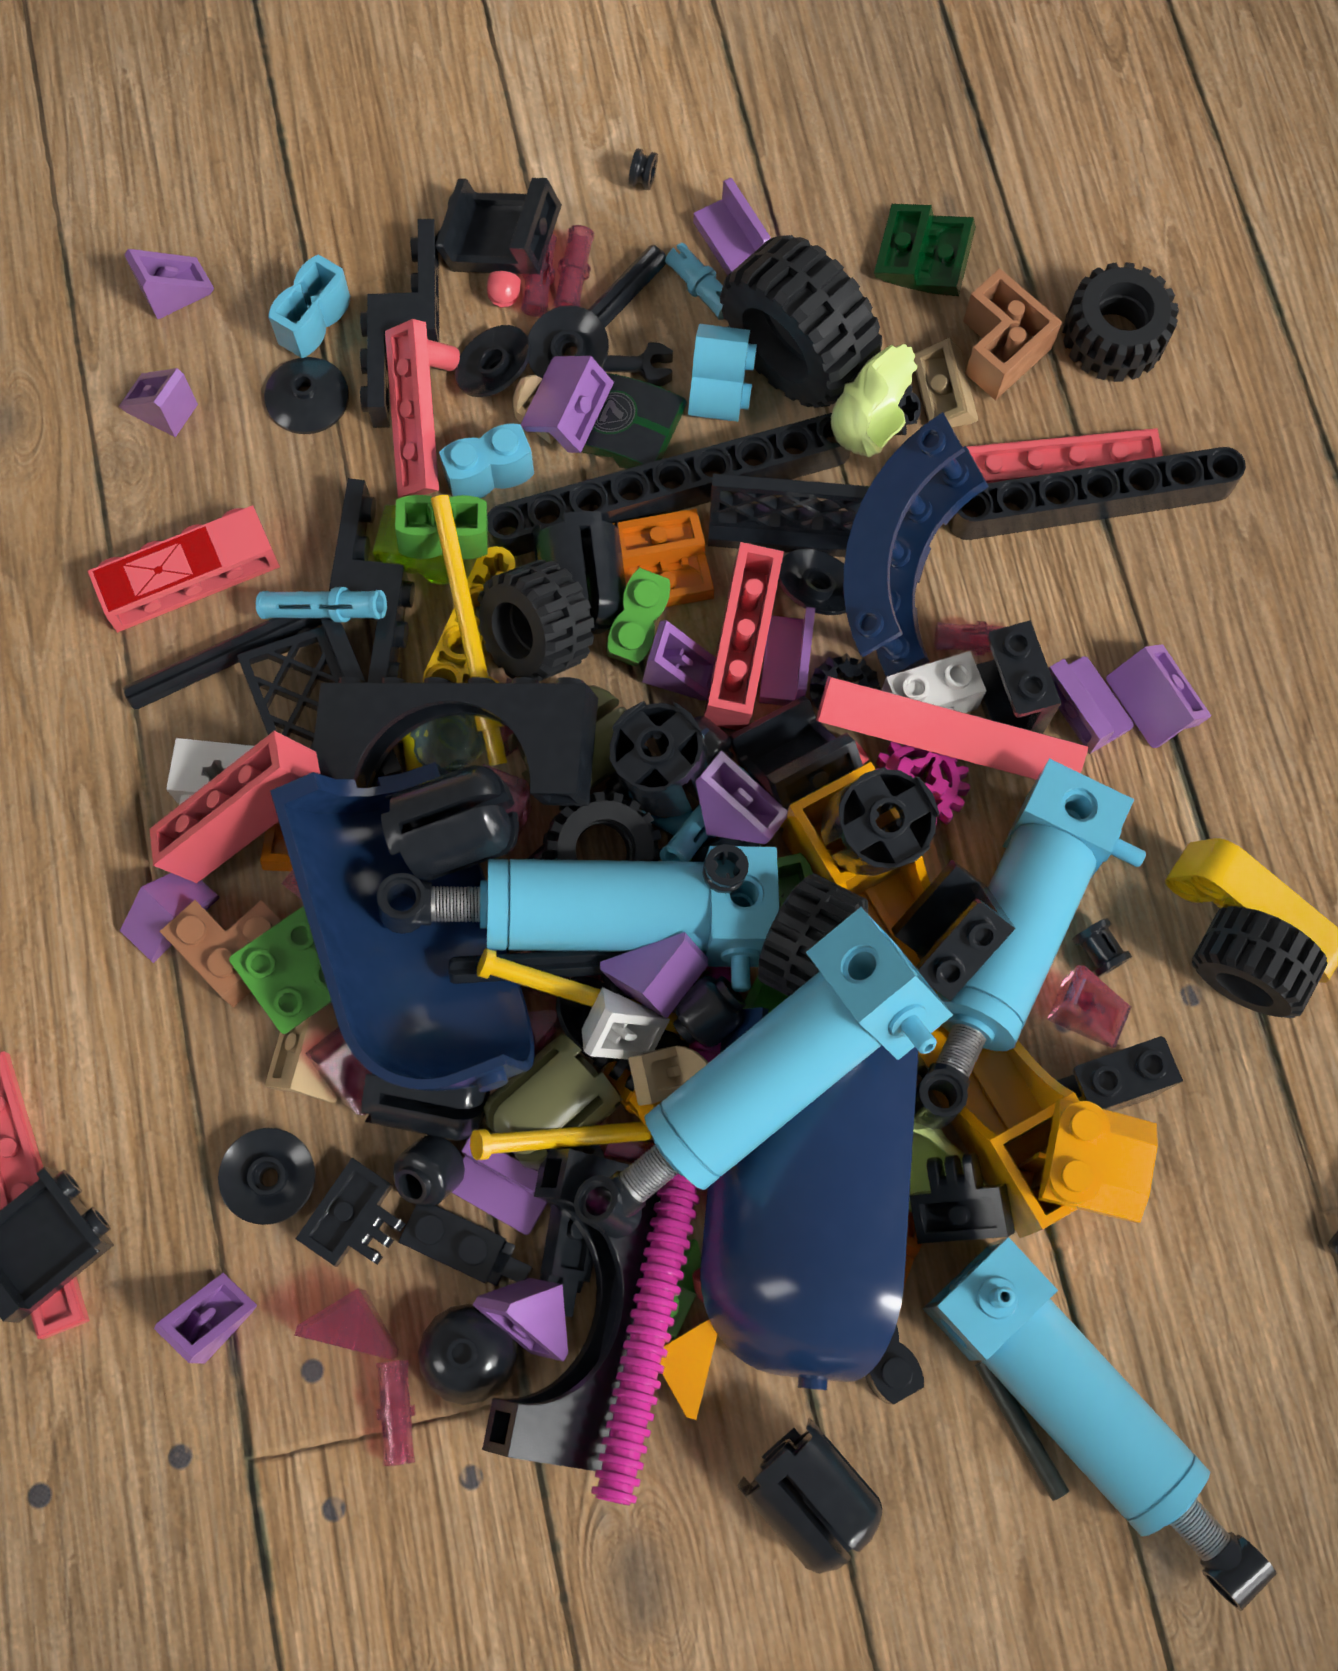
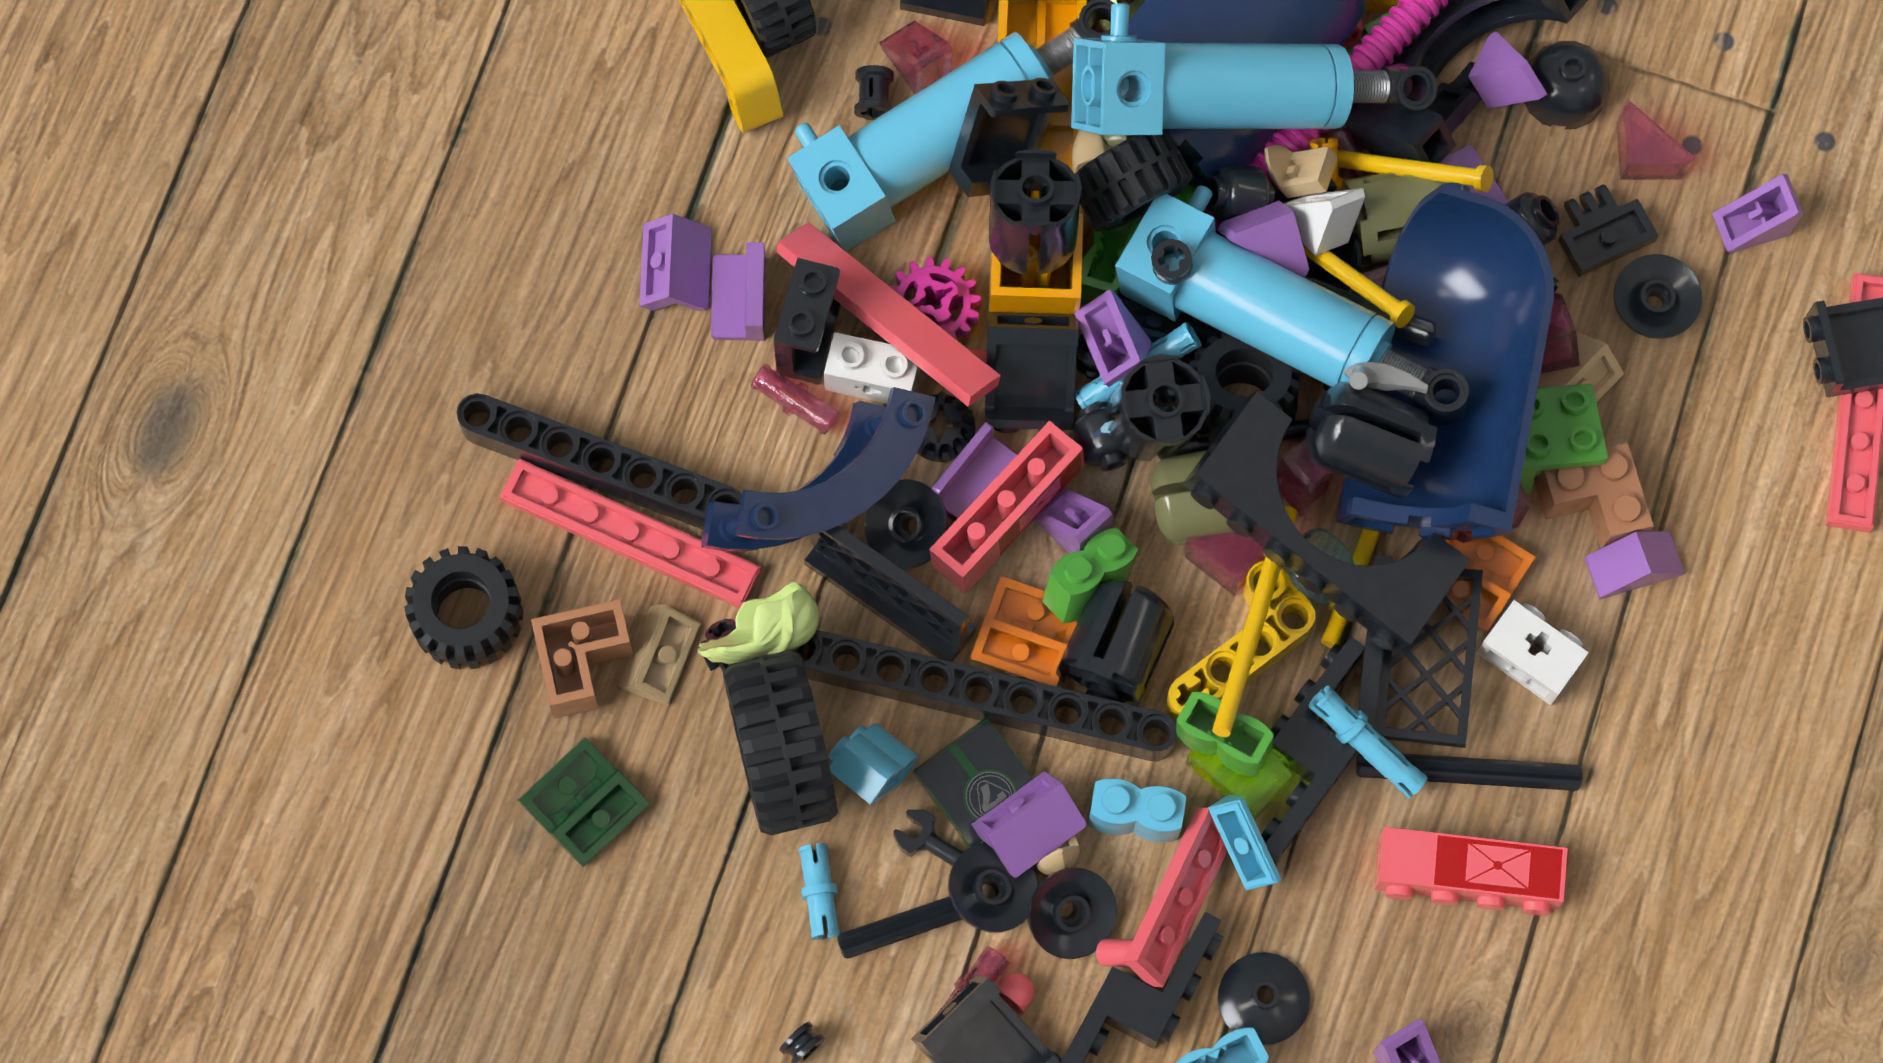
camera: 150 degrees left, 0 degrees up
(229, 809) = (1539, 581): coral brick -> none
(380, 479) = (1244, 842): none -> medium azure slope
(395, 1412) = (1643, 70): clear pink pin -> none
(462, 1245) = (1523, 158): black hinge -> none
(471, 867) = (1382, 377): none -> light grey bar
(535, 620) = (1190, 602): black tyre -> none
(574, 266) = (935, 974): clear pink pin -> none
(730, 227) = (760, 922): medium lavender panel -> none

